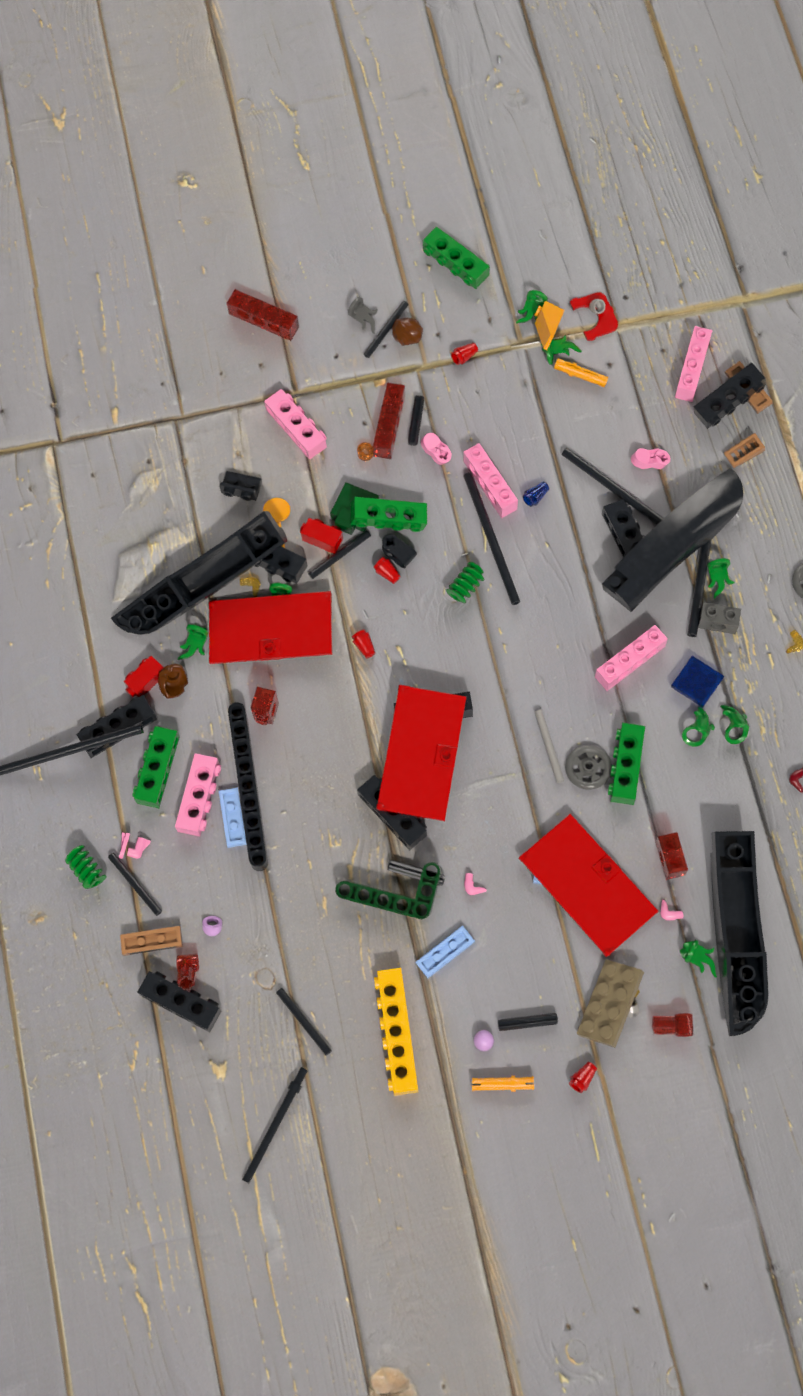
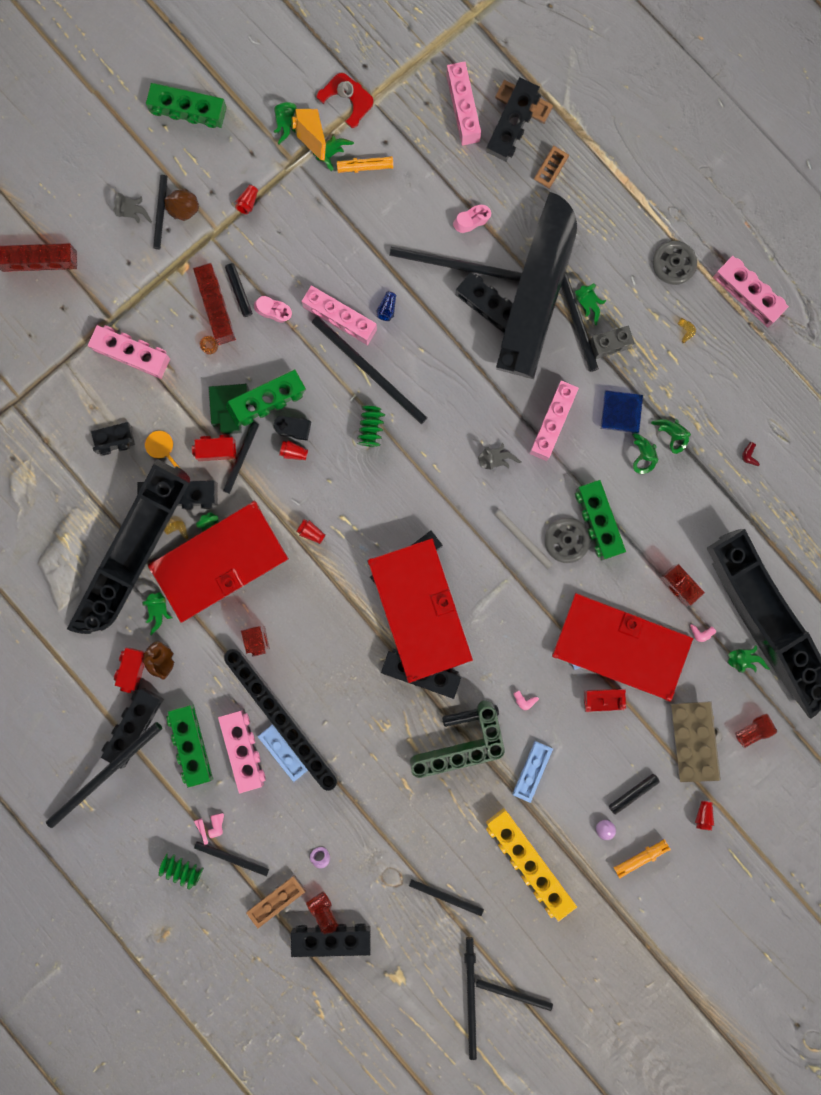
camera: 35 degrees left, 15 degrees up
(316, 1144) = (514, 995): none -> black piece
(546, 922) = (604, 700): none -> red hinge
(561, 664) = (493, 458): none -> dark grey piece

